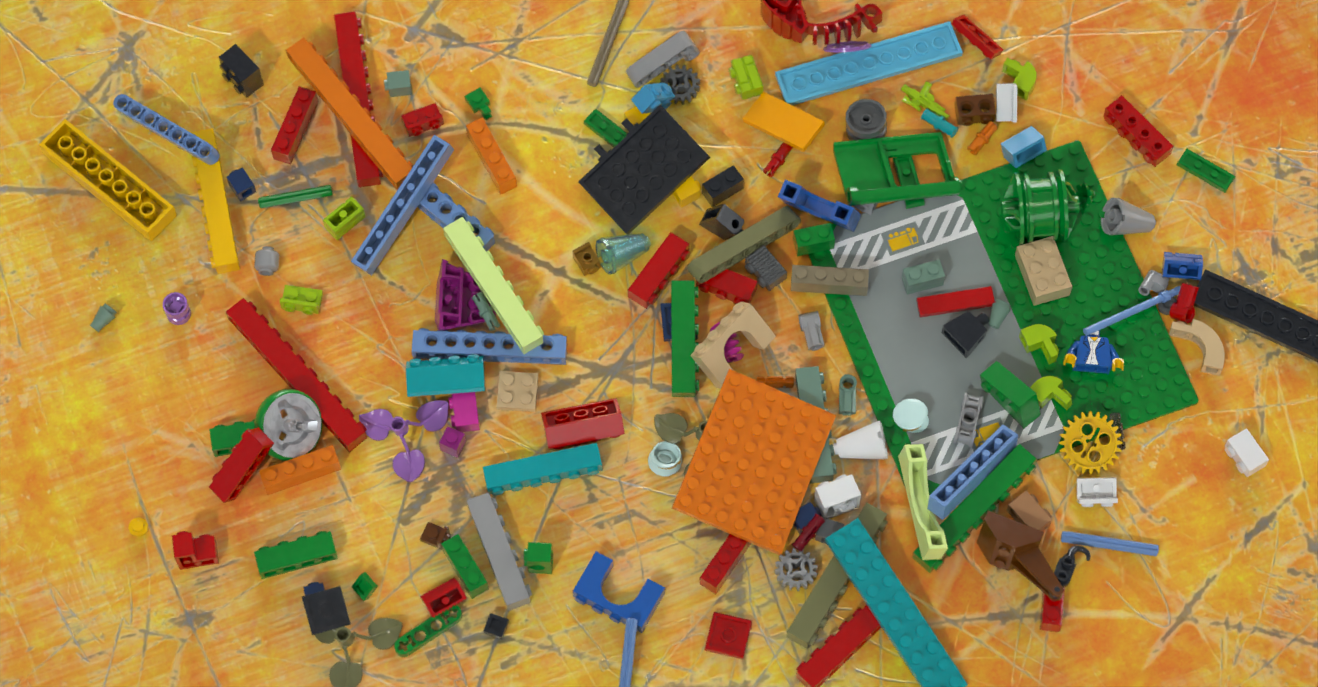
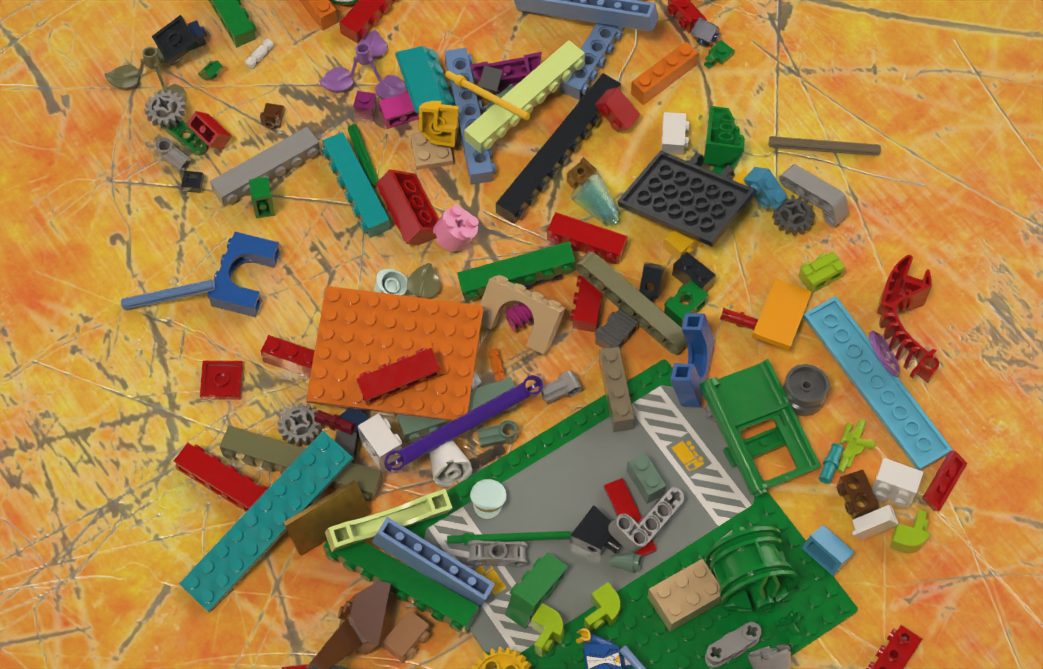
camera: 75 degrees right, 5 degrees down
(355, 535) = (259, 53): none -> white axle
(414, 632) = (165, 109): none -> light grey gear
(455, 107) = (705, 32): none -> brick
(459, 340) = (461, 81): none -> yellow bar
(461, 639) = (172, 154): none -> light grey piece
(465, 566) = (244, 142): green brick -> none
(466, 314) = (490, 79): none -> dark grey brick
(500, 457) = (363, 154): none -> green axle
(503, 370) = (439, 123): none -> yellow brick
(526, 207) = (617, 109): none -> red brick
(551, 272) = (554, 153): none -> black brick
(562, 165) = (673, 133): none -> white brick
(584, 123) = (722, 137): none -> green wedge
(623, 383) = (455, 229): none -> bright pink brick
(749, 191) = (687, 293): none -> green brick
(785, 459) = (398, 376): none -> red brick
(813, 239) = (656, 365): green brick -> none
(839, 417) = (463, 424): none -> dark purple piece
(865, 408) = (487, 456): none -> clear smoke axle
(901, 559) = (309, 526): none -> pearl gold tile
(947, 441) = (506, 537): none -> green bar
(976, 73) = (896, 483): none -> white brick
(978, 291) = (632, 529): none -> light grey beam
(982, 138) = (827, 509): orange axle -> none
(1096, 245) = (732, 644): none -> light grey piece

